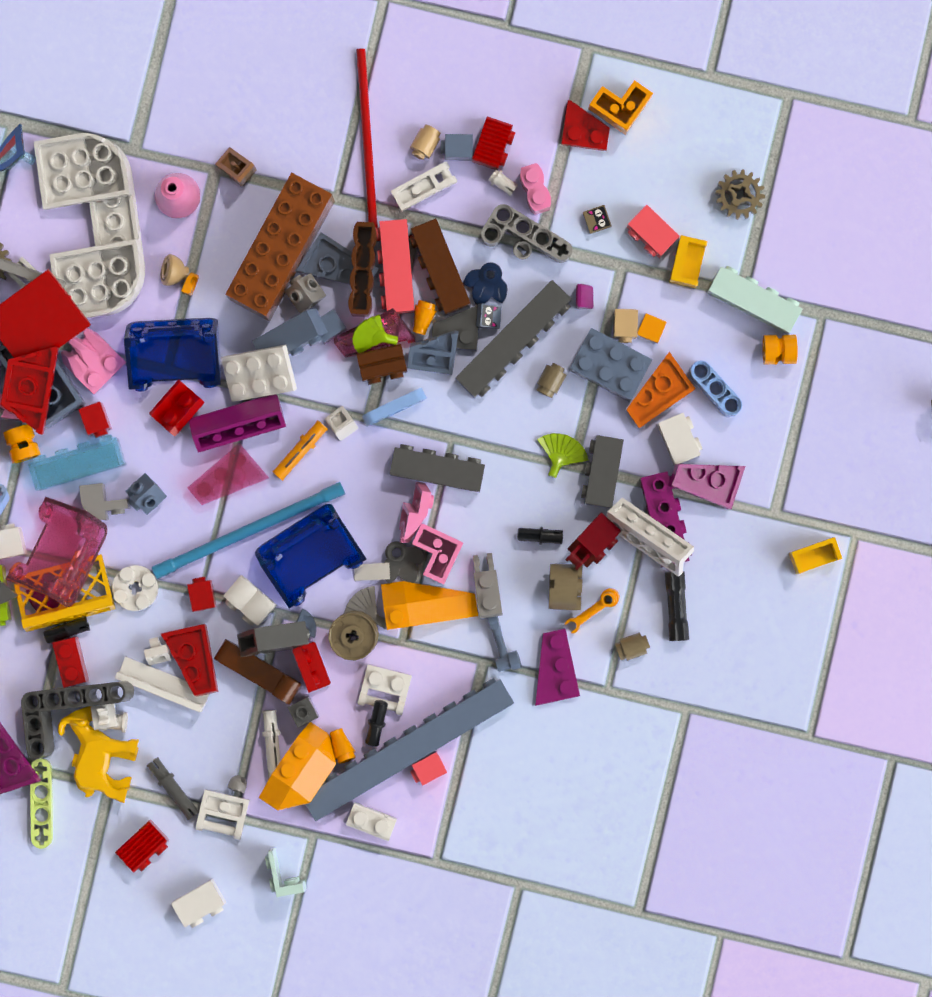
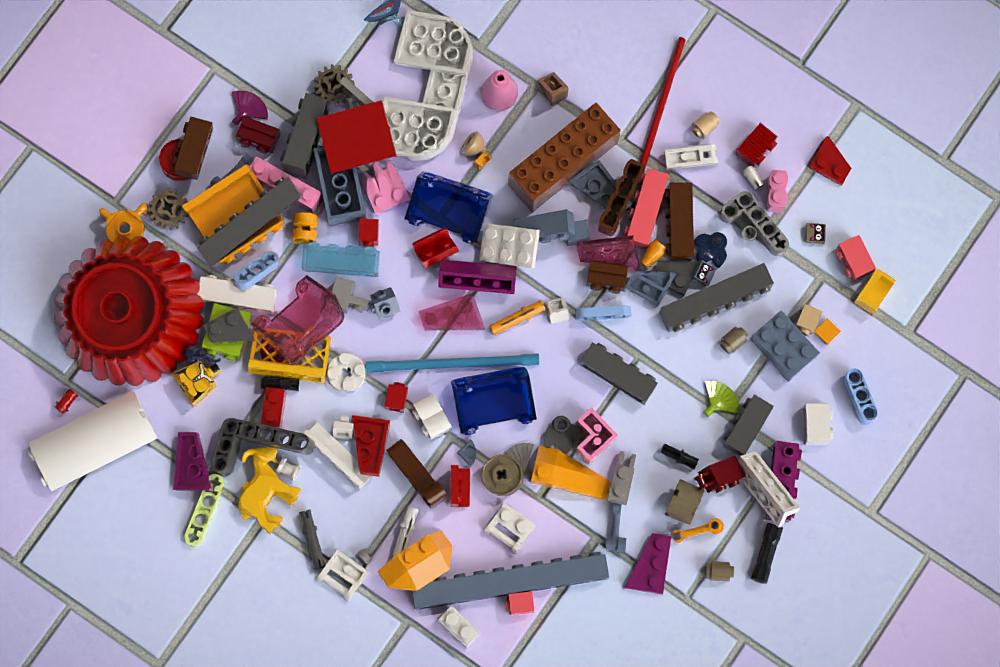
camera: 15 degrees right, 10 degrees down
(29, 386) = (330, 184): red wing -> none
(104, 716) = (282, 460): white tile -> none
(142, 846) = (269, 575): red brick -> none
(199, 903) = (296, 638): white brick -> none
(273, 638) = (439, 450): dark grey brick -> none
(290, 886) = (375, 651): light aqua bracket -> none
(303, 712) = (439, 519): dark grey brick -> none
(305, 292) = (569, 198): light grey brick -> none
(342, 747) = (458, 559): light orange cone -> none
(370, 334) = (608, 248): lime hand -> none
(372, 571) = (536, 432): white sticker -> none
(376, 723) = (493, 550): black axle -> none
(414, 514) = (585, 400): bright pink plate -> none
(457, 147) = (728, 137): sand blue brick -> none
(584, 296) = (783, 287): magenta slope -> none
(623, 111) = (866, 158): light orange brick -> none
(660, 392) = (817, 382): orange wing -> none
(709, 482) = (828, 466): wing -> none
(731, 190) = (930, 250): dark tan gear -> none
(754, 300) = (916, 340): light aqua brick -> none
(779, 349) = (922, 385): light orange wheel -> none
(815, 555) = (892, 556): yellow panel -> none

